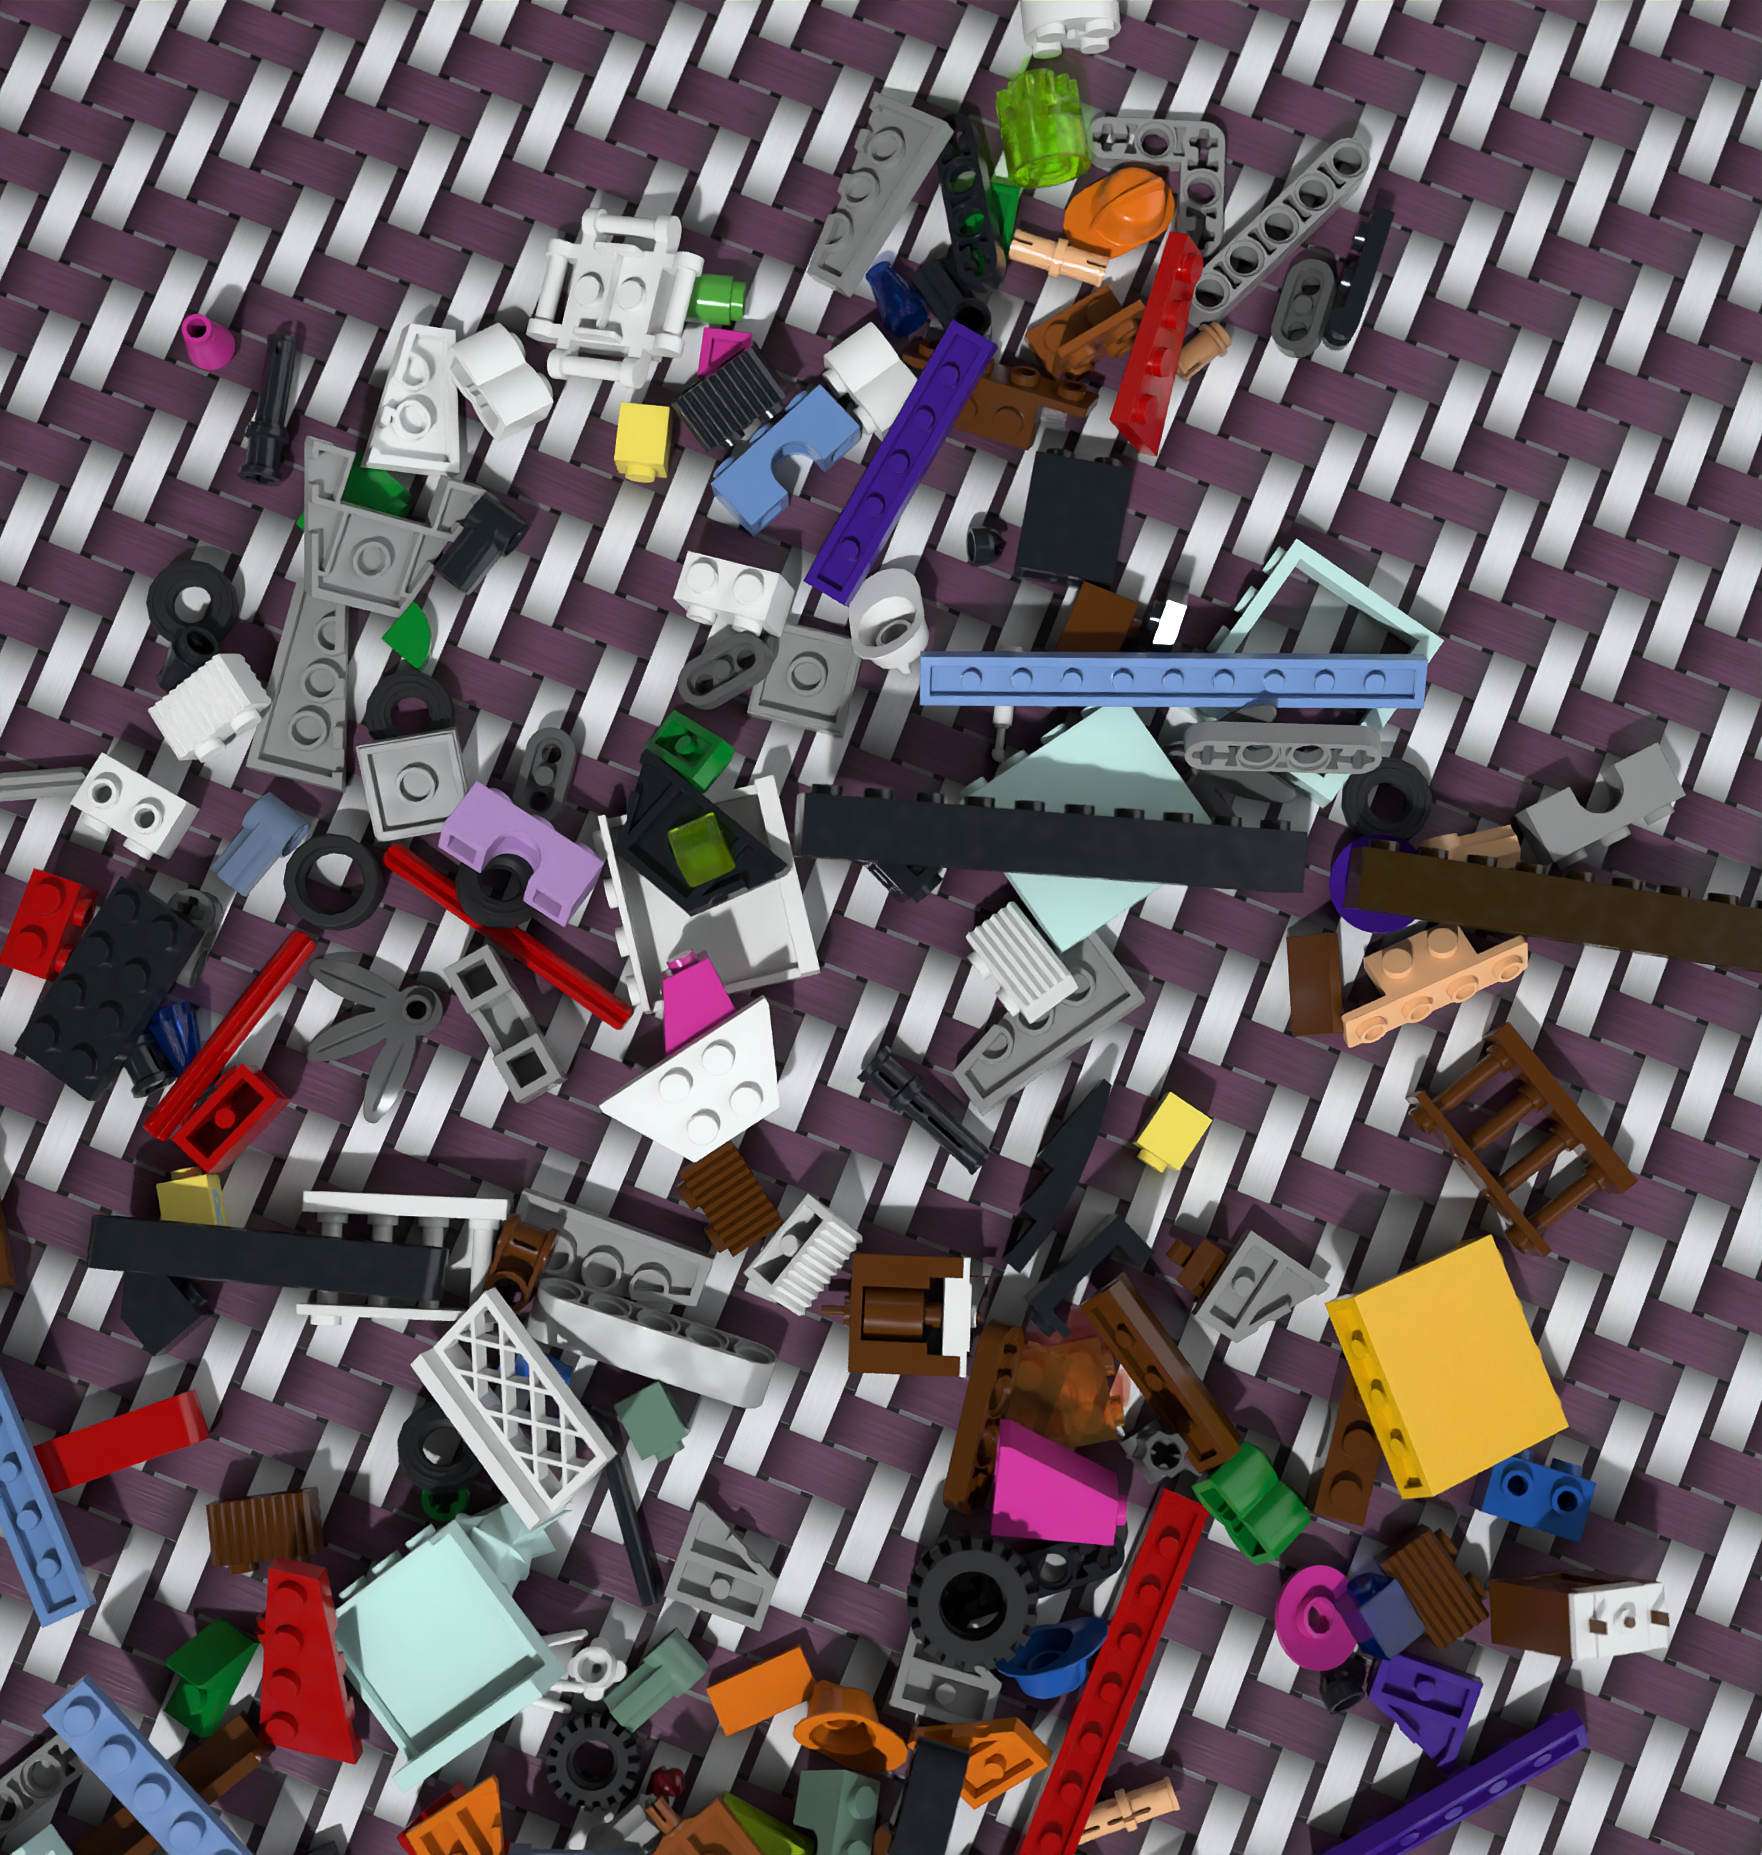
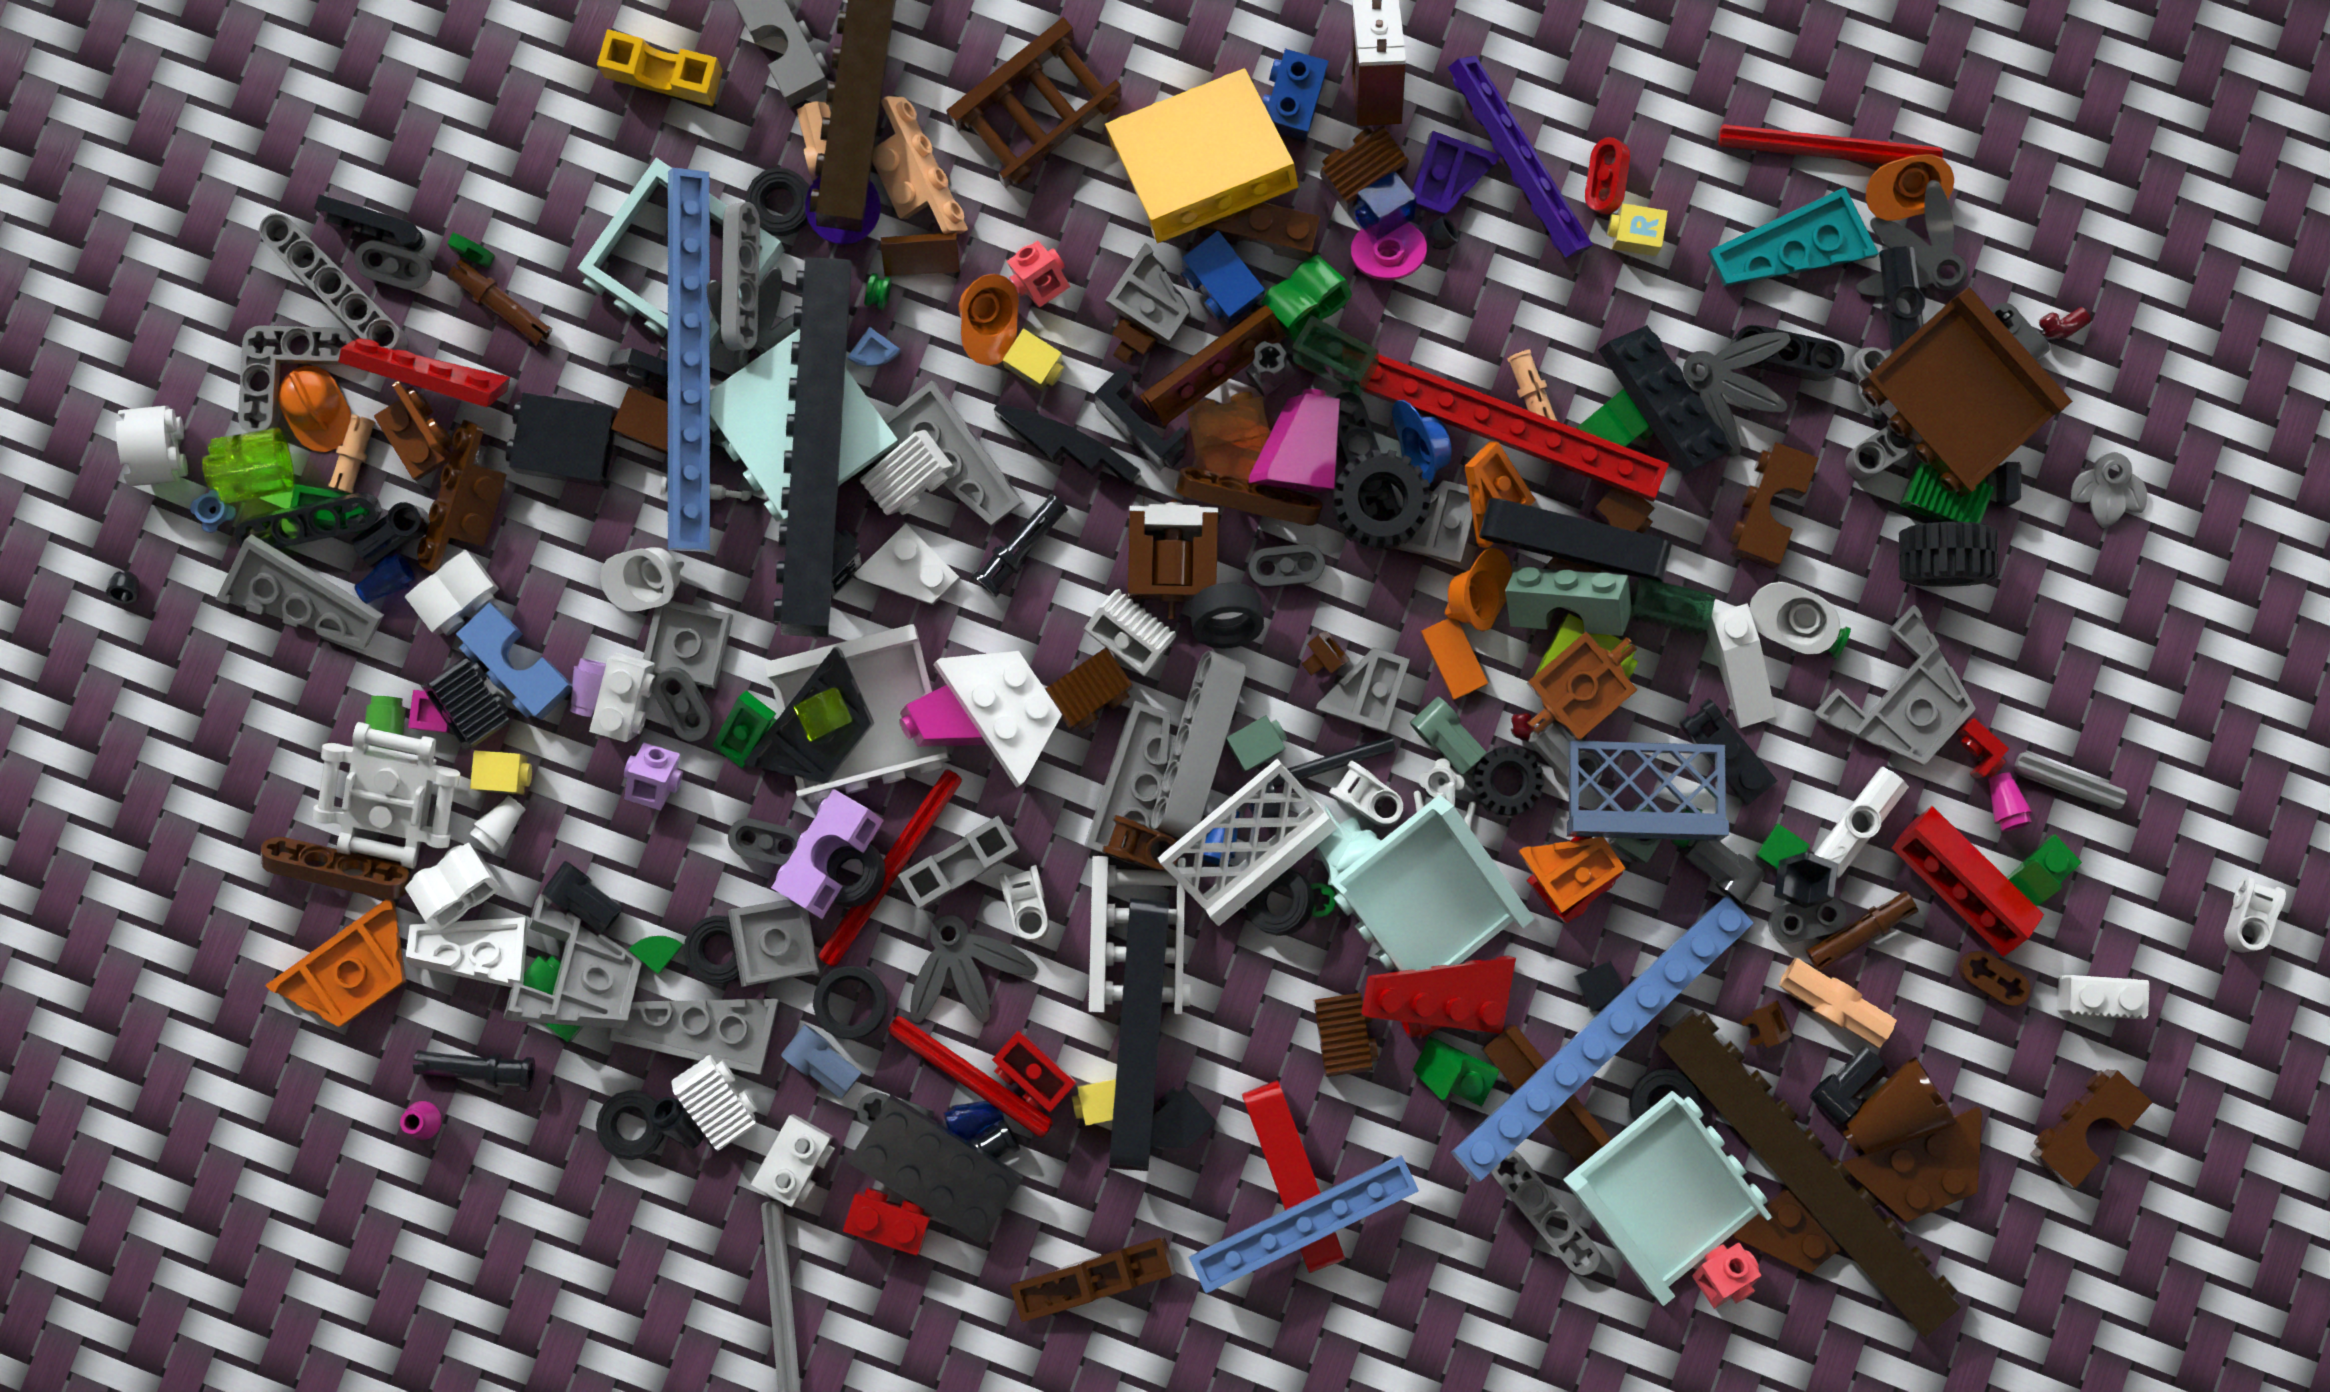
camera: 90 degrees left, 0 degrees up
(402, 256) = (348, 969): none -> orange wing
(455, 1110) = (1025, 901): none -> white piece
(523, 234) = (281, 854): none -> reddish brown beam
(577, 438) = (497, 825): none -> white cone
(580, 1566) = (1366, 794): none -> white piece
(631, 631) = (652, 776): none -> lavender brick
(752, 549) = (586, 686): none -> lavender cone
(770, 1516) = (1326, 654): none -> reddish brown tile
(821, 1385) = (1226, 599): none -> black tyre
(889, 1465) = (1285, 563): none -> dark grey plate
(898, 964) = (908, 568): none -> white wing
(900, 463) = (518, 570): dark purple plate -> none
(974, 85) = (202, 506): none -> medium blue plate
(981, 545) = (582, 509): black hinge -> none
(1169, 1544) = (1335, 355): none -> clear green brick
(1188, 921) = (873, 350): none -> light blue tile
(1202, 349) = (425, 342): medium nougat pin -> none
(1226, 1074) = (989, 318): none -> orange piece
(1265, 928) = (878, 291): none -> green bush
(1266, 425) = (487, 293): none -> reddish brown pin
(1279, 1387) = (1221, 278): none -> blue brick
(1287, 1140) = (1038, 273): none -> coral brick
(1322, 405) = (470, 250): none -> green tile
(1556, 671) = (681, 75): none -> yellow arch

